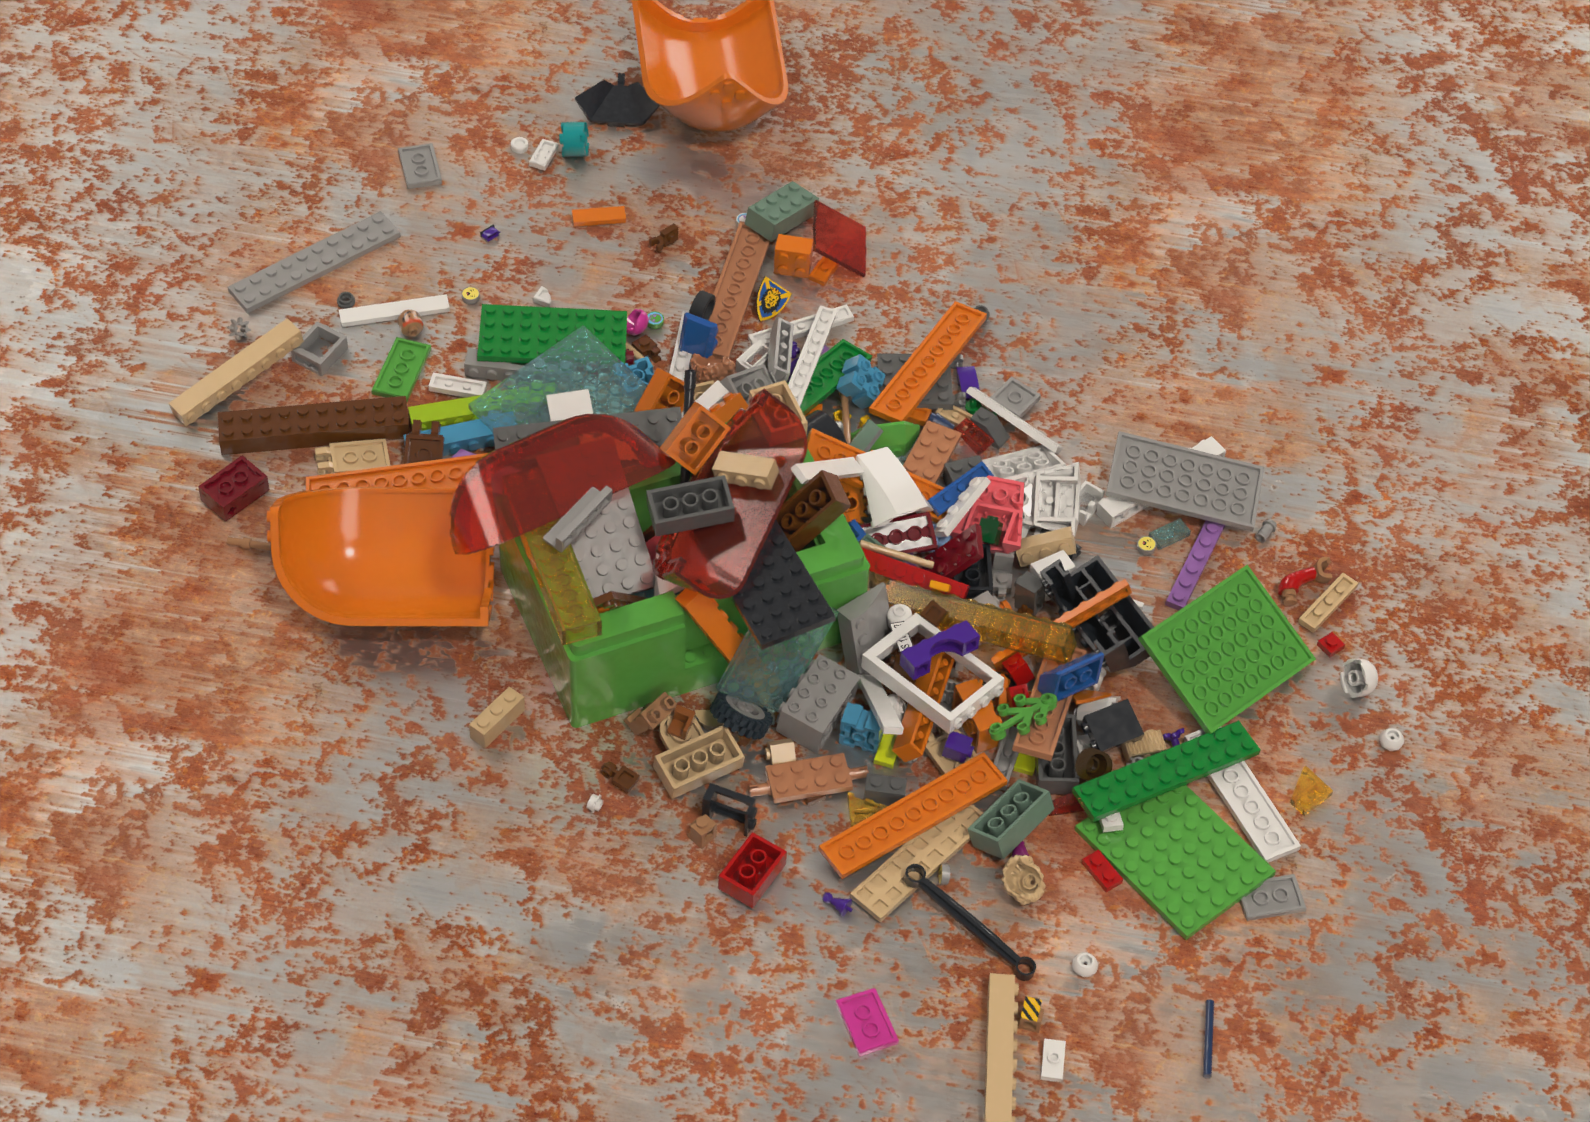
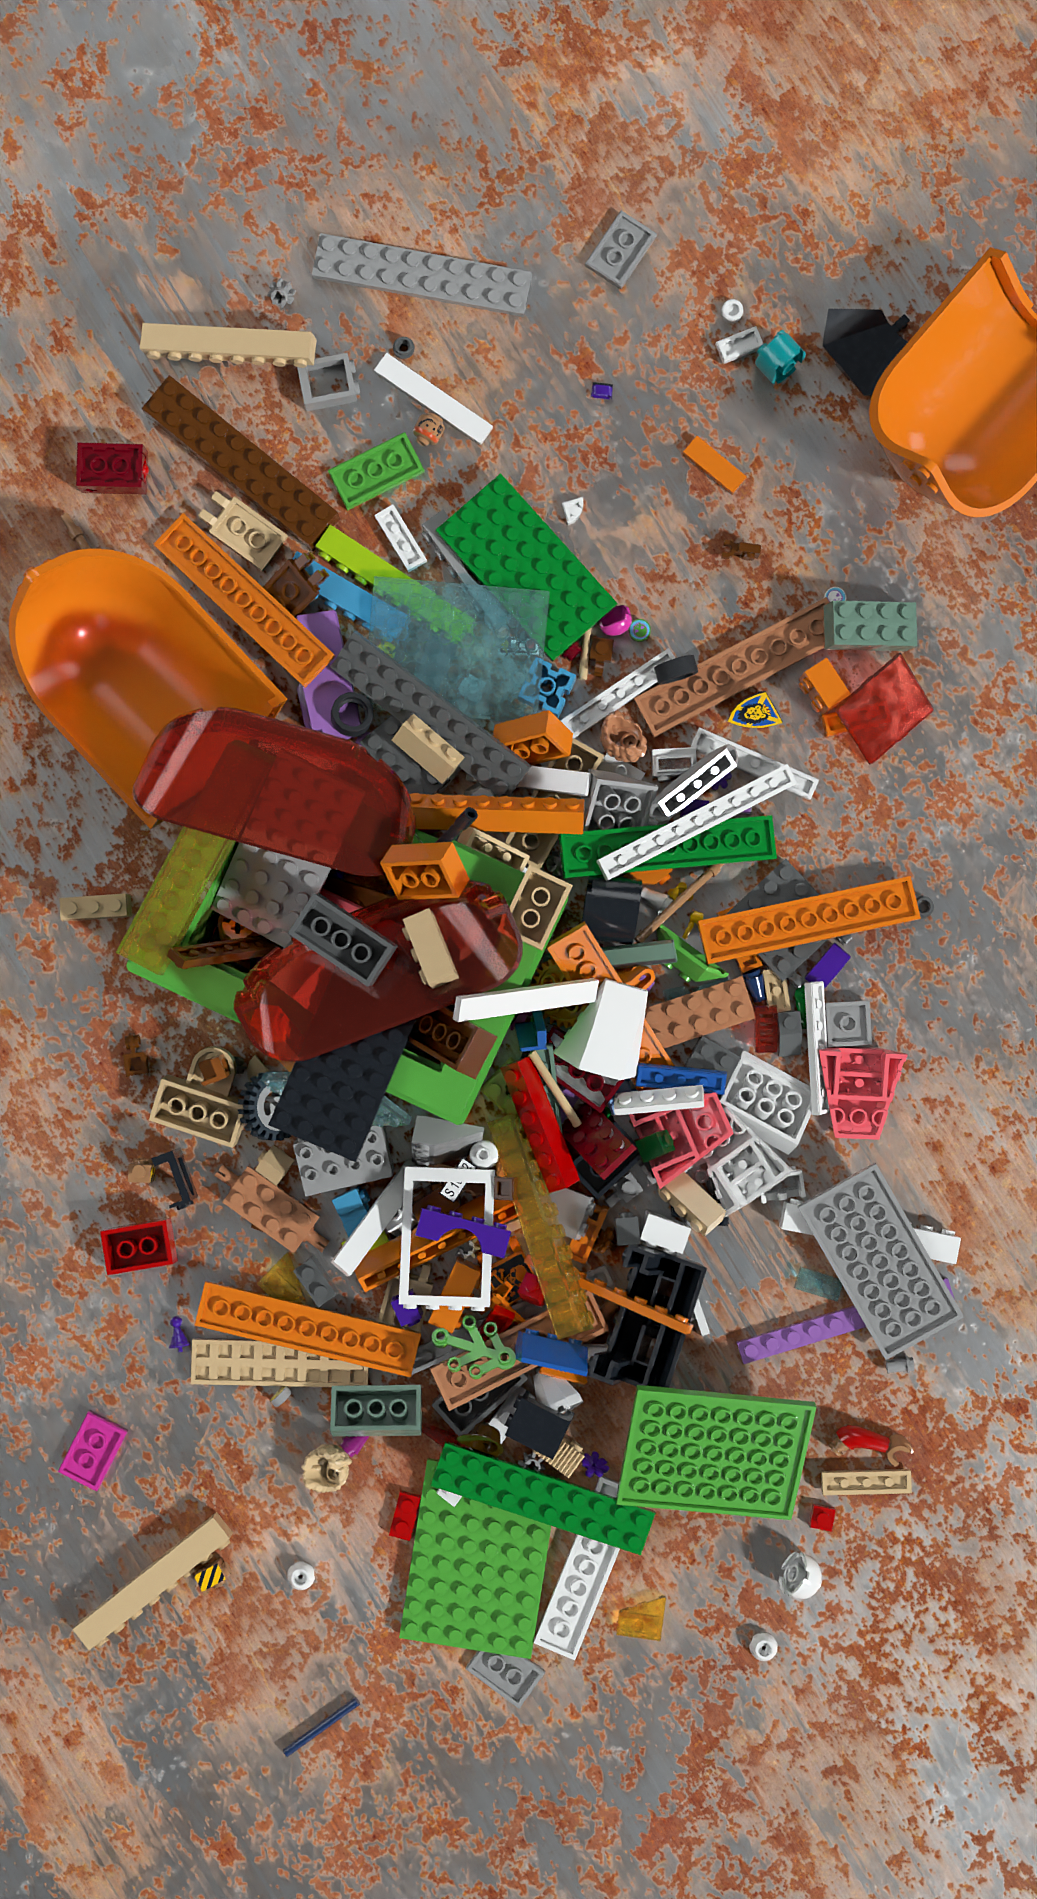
camera: 55 degrees right, 35 degrees up
(470, 295) = (513, 446): tile -> none
(569, 404) = (450, 666): white sticker -> none
(578, 518) = (237, 855): light grey panel -> none
(595, 803) = (92, 1060): white plate -> none
(652, 714) = (201, 1036): medium nougat hips -> none
(698, 335) = (639, 697): blue slope -> none
(860, 381) = (728, 881): dark azure brick -> none
(940, 586) = (538, 1169): light orange tile -> none
(970, 922) = (251, 1457): black piece -> none
(1053, 1060) = (189, 1623): white plate -> none
(1064, 419) = (860, 1088): none -> coral wedge
(1146, 545) = (786, 1275): tile -> none

